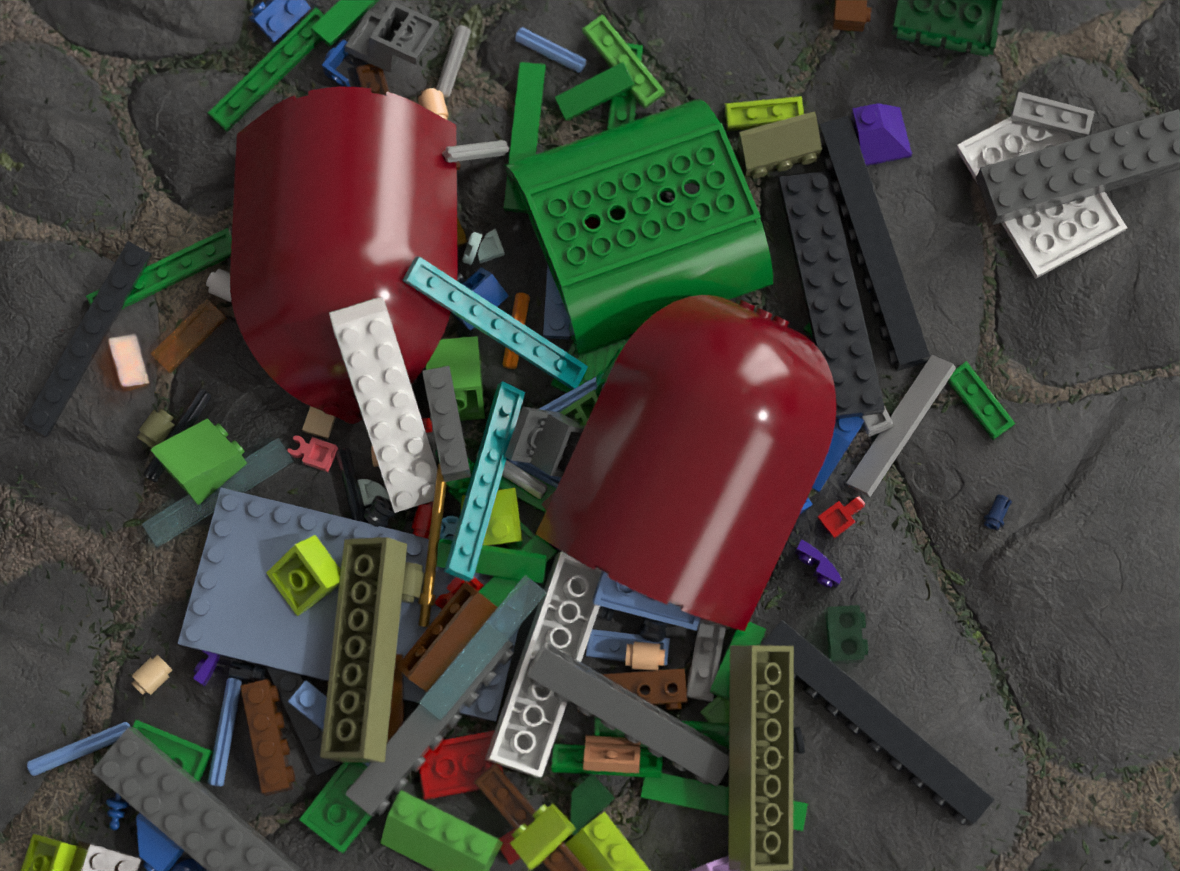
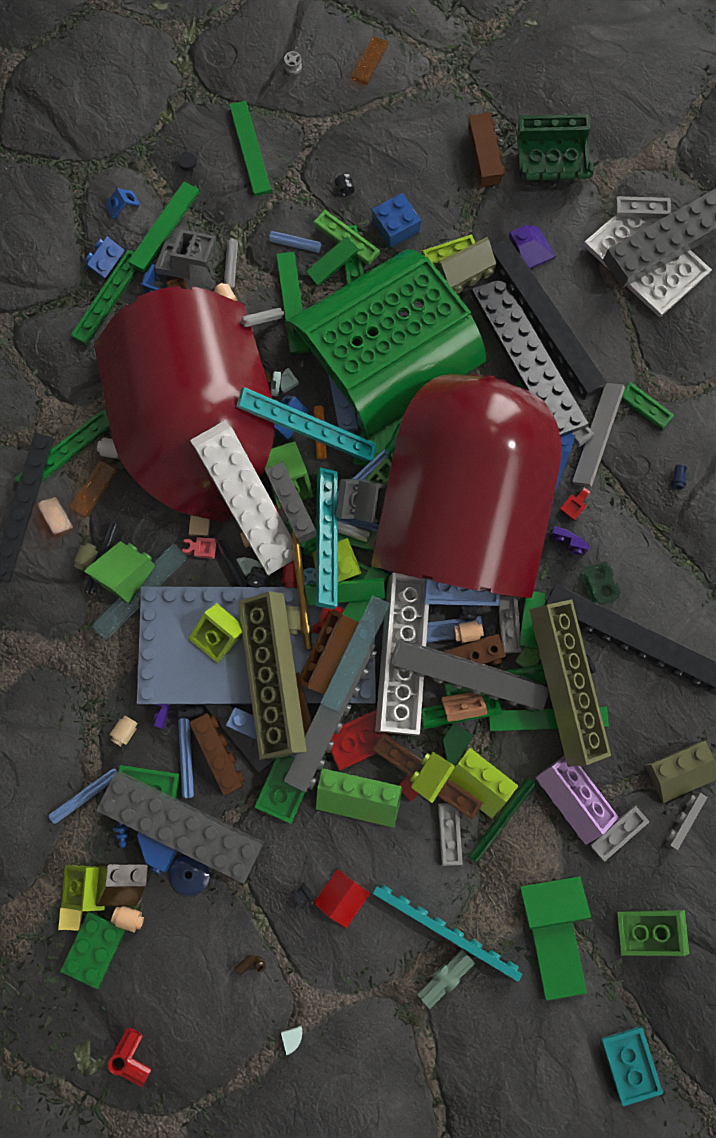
camera: 15 degrees left, 0 degrees up
(699, 52) = (396, 220): none -> blue brick

